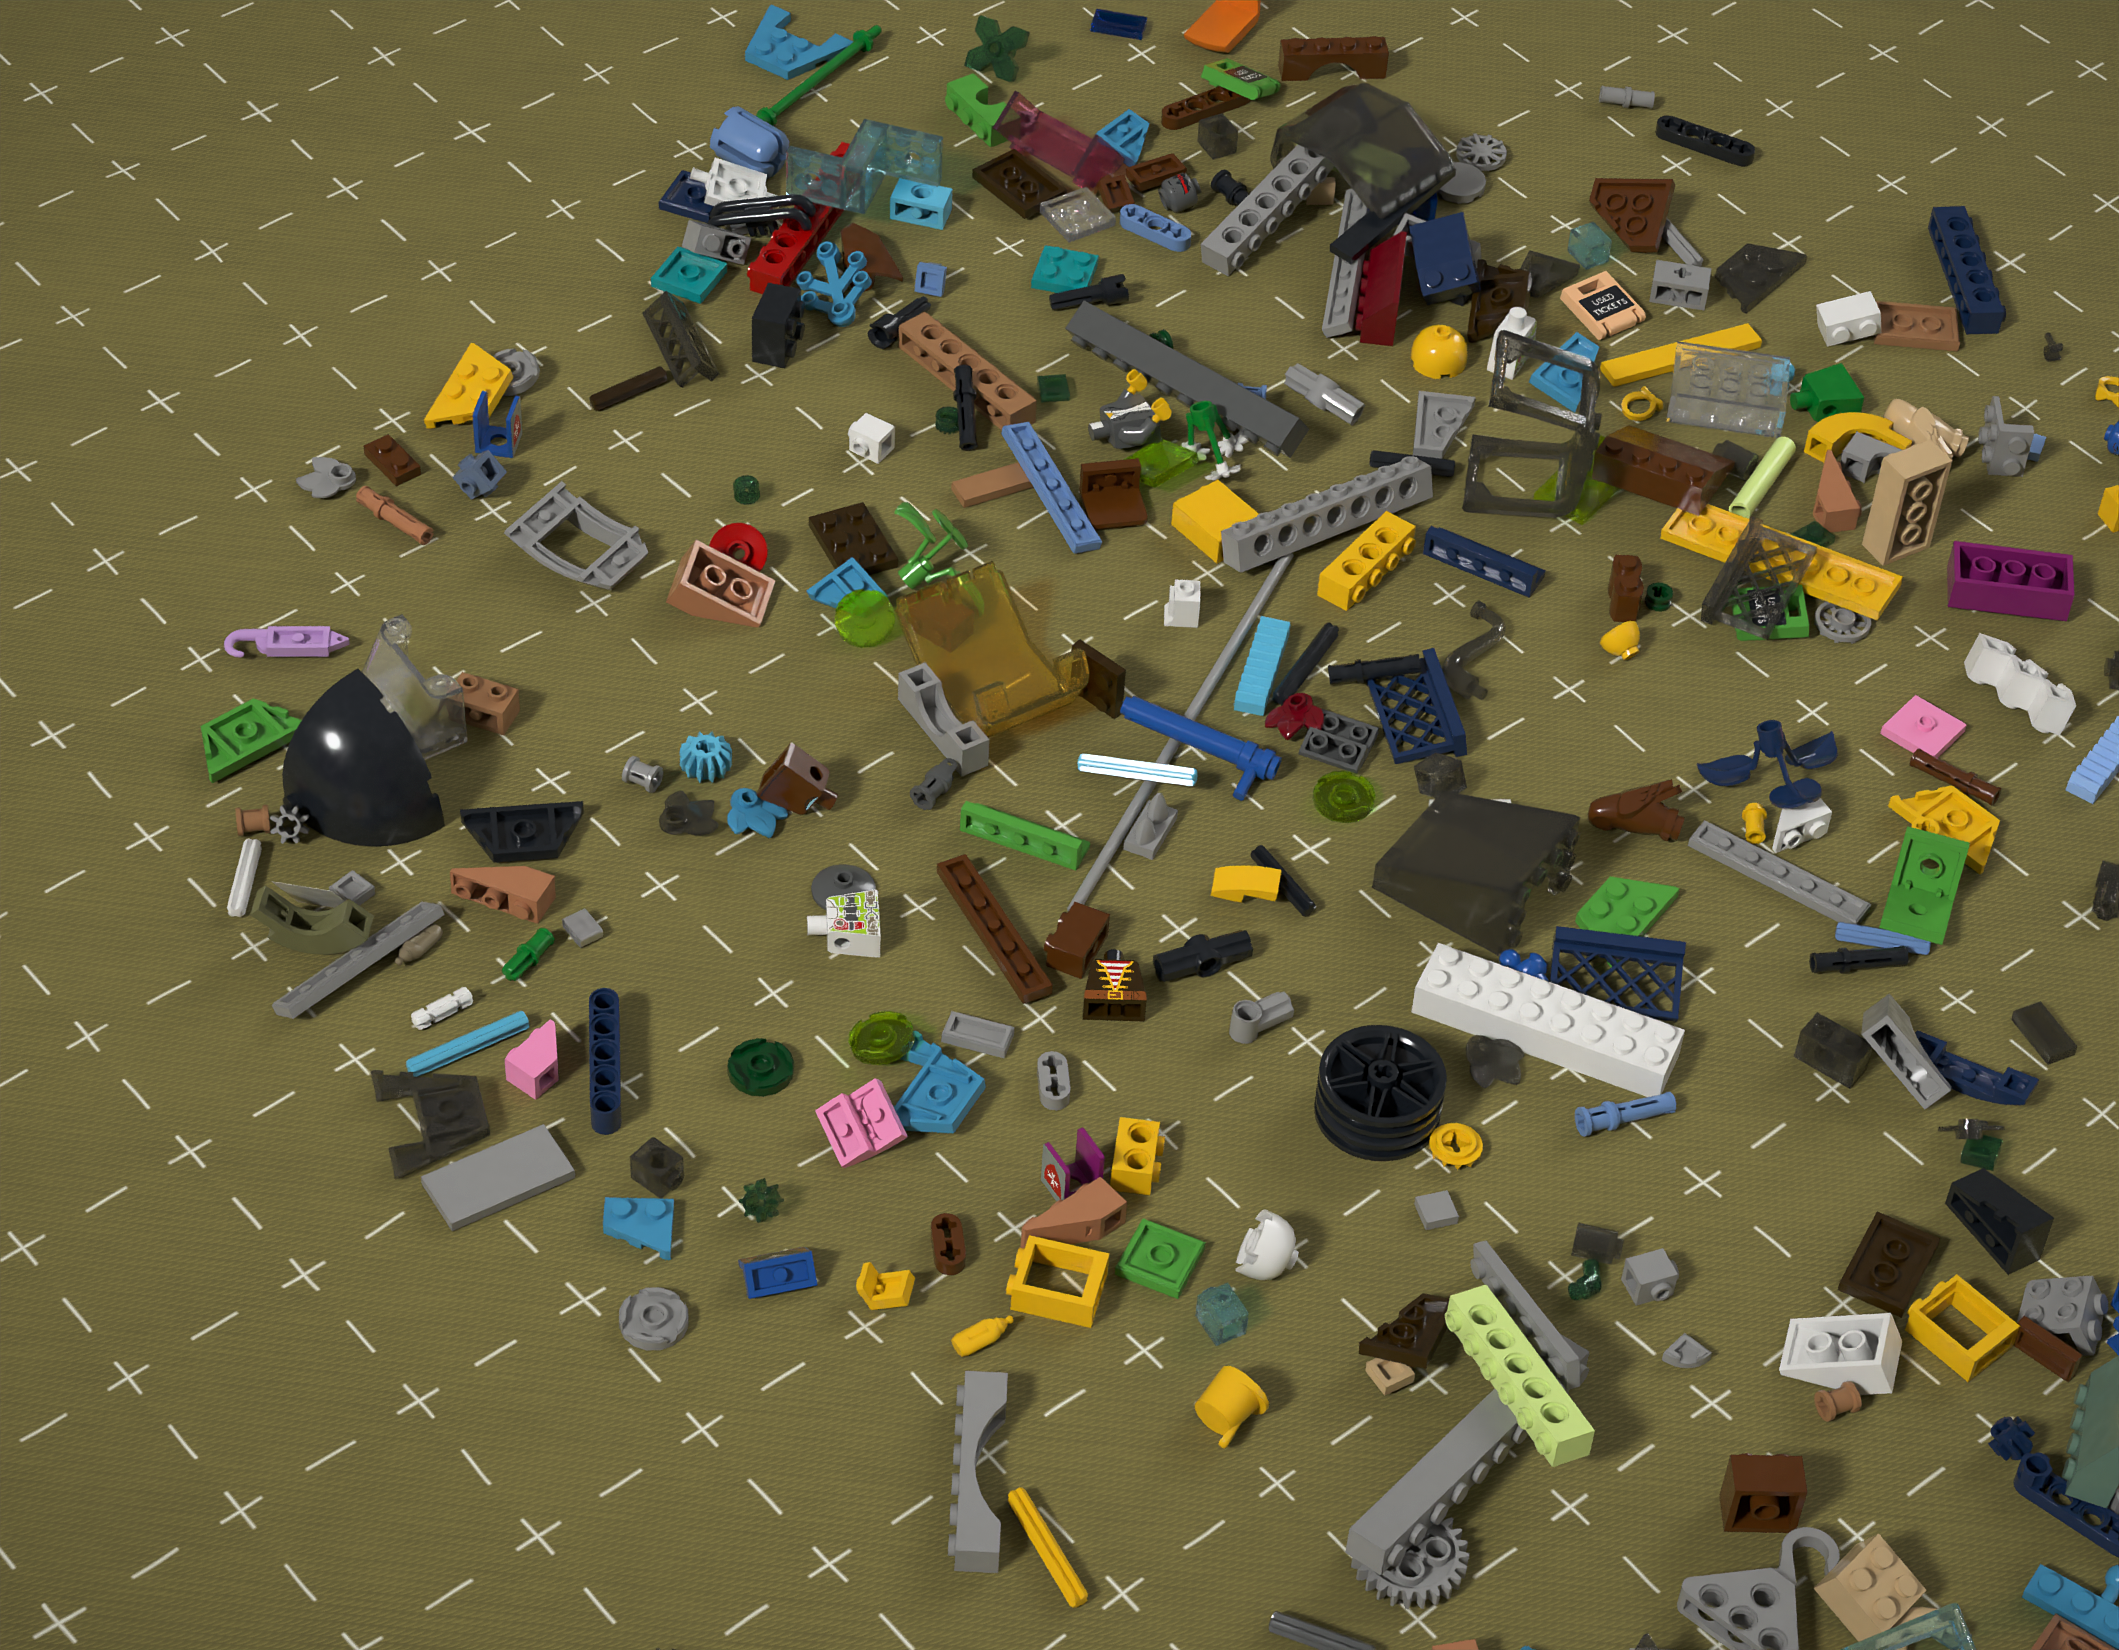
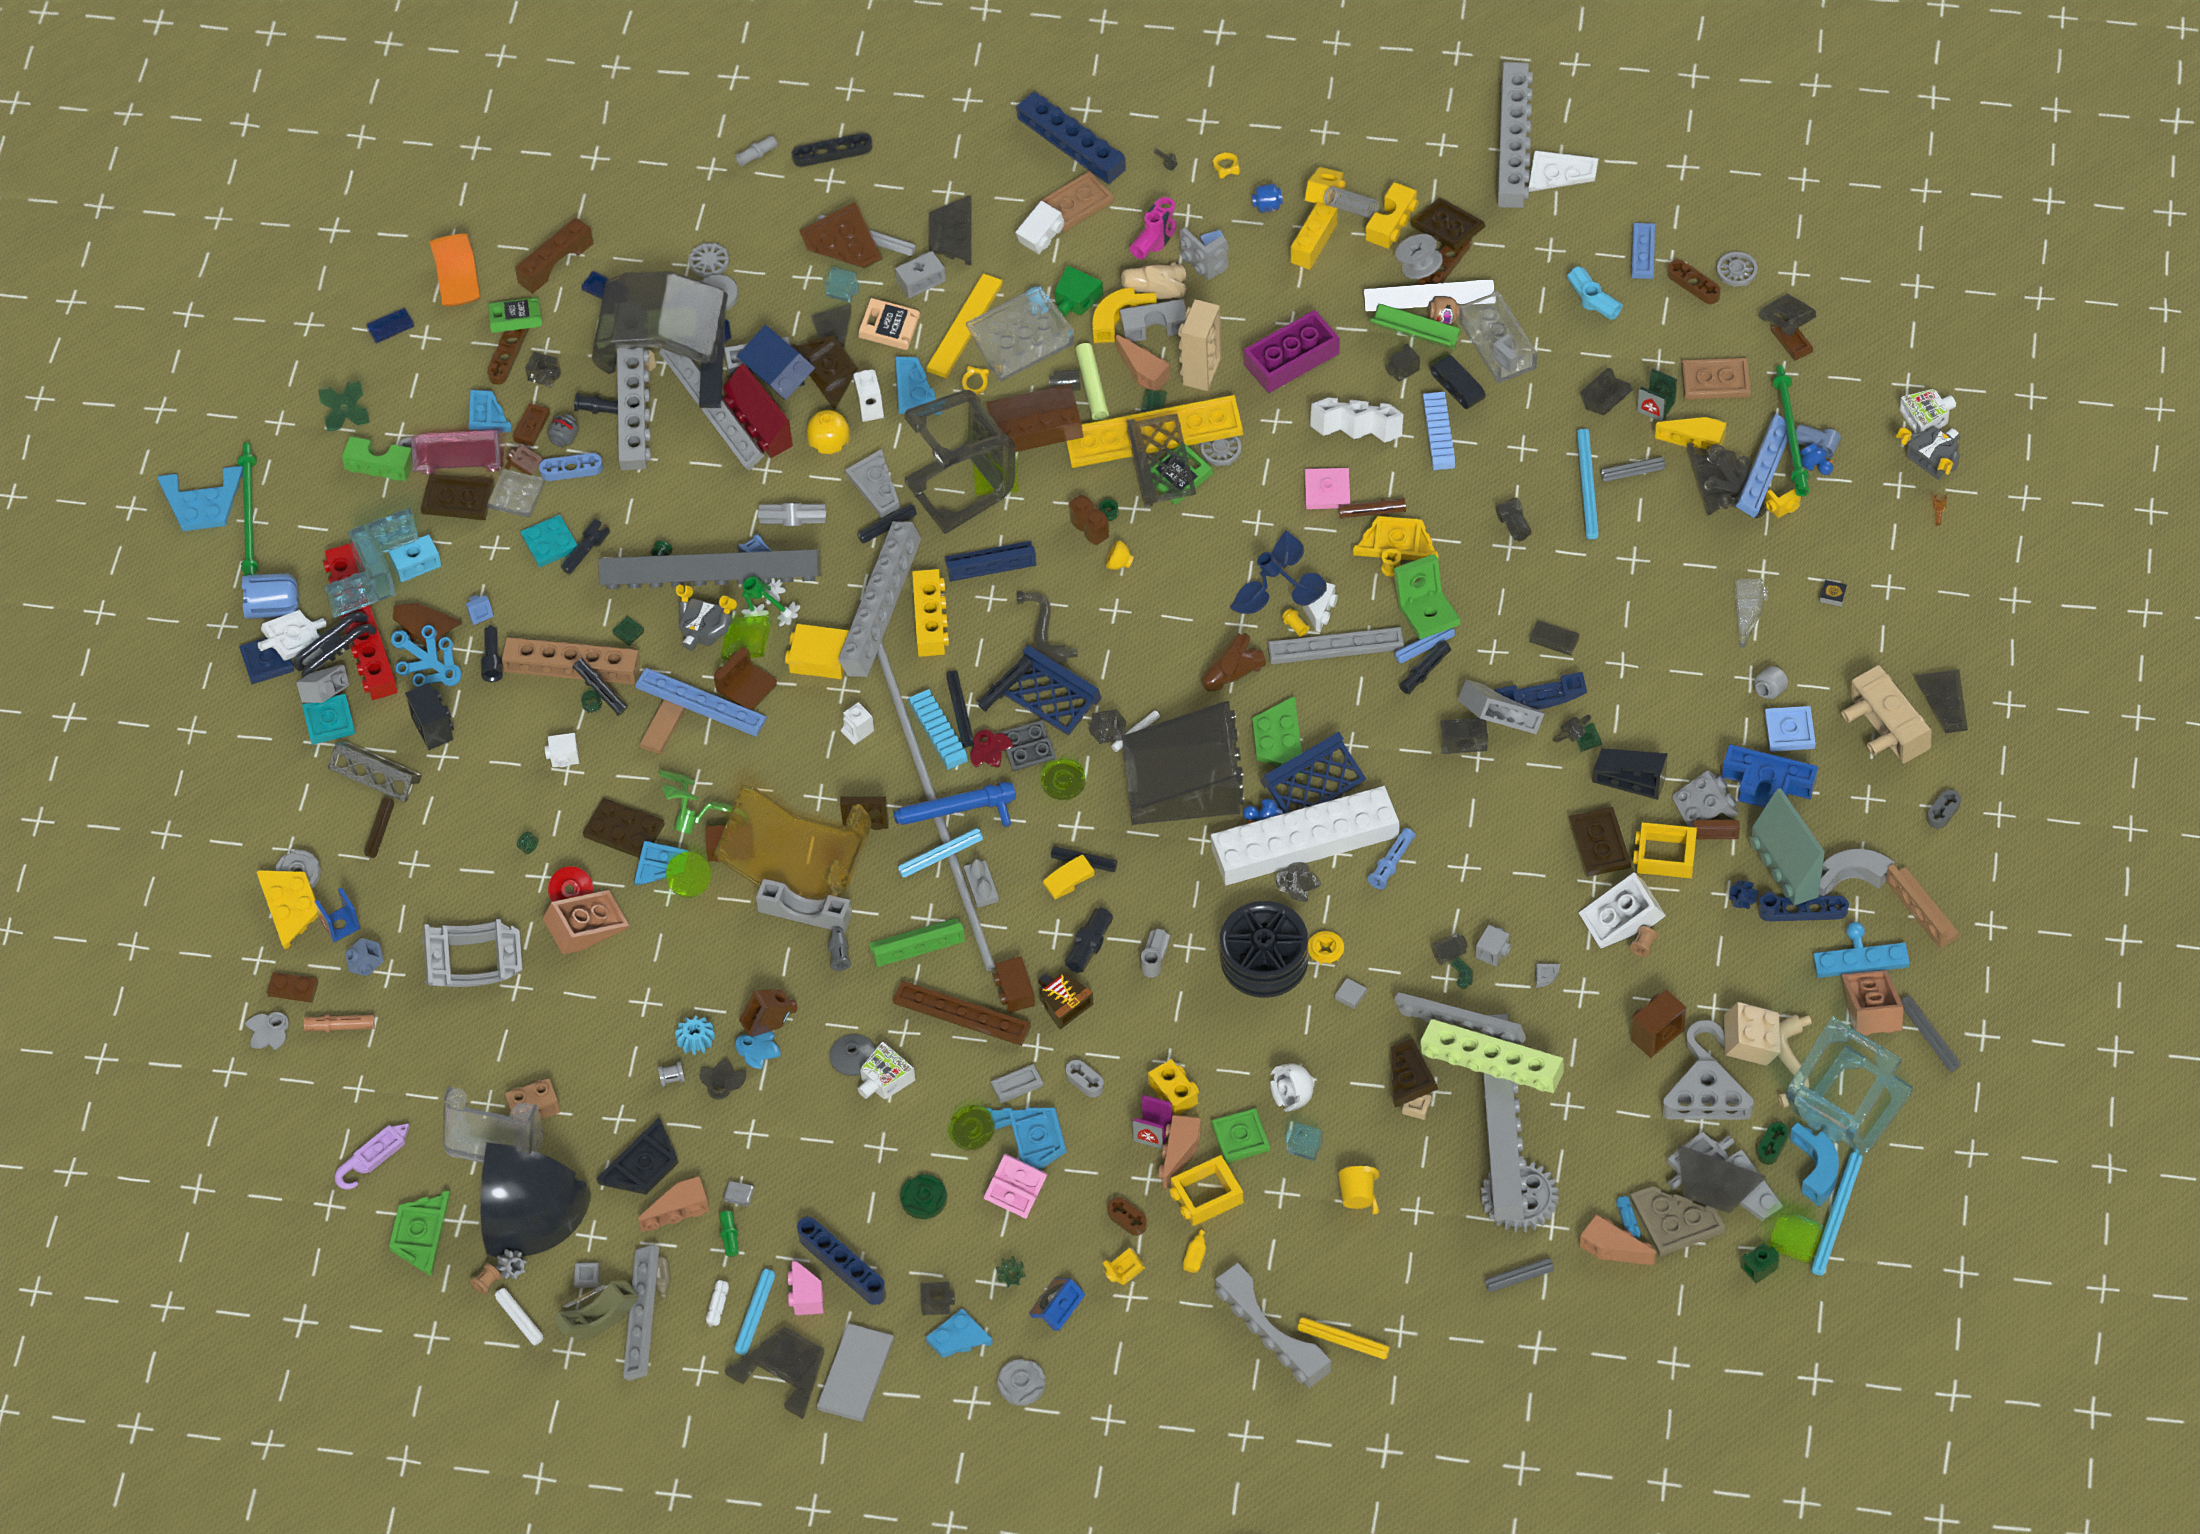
camera: 35 degrees left, 10 degrees up
(1971, 389) = (1156, 230): none -> dark pink connector

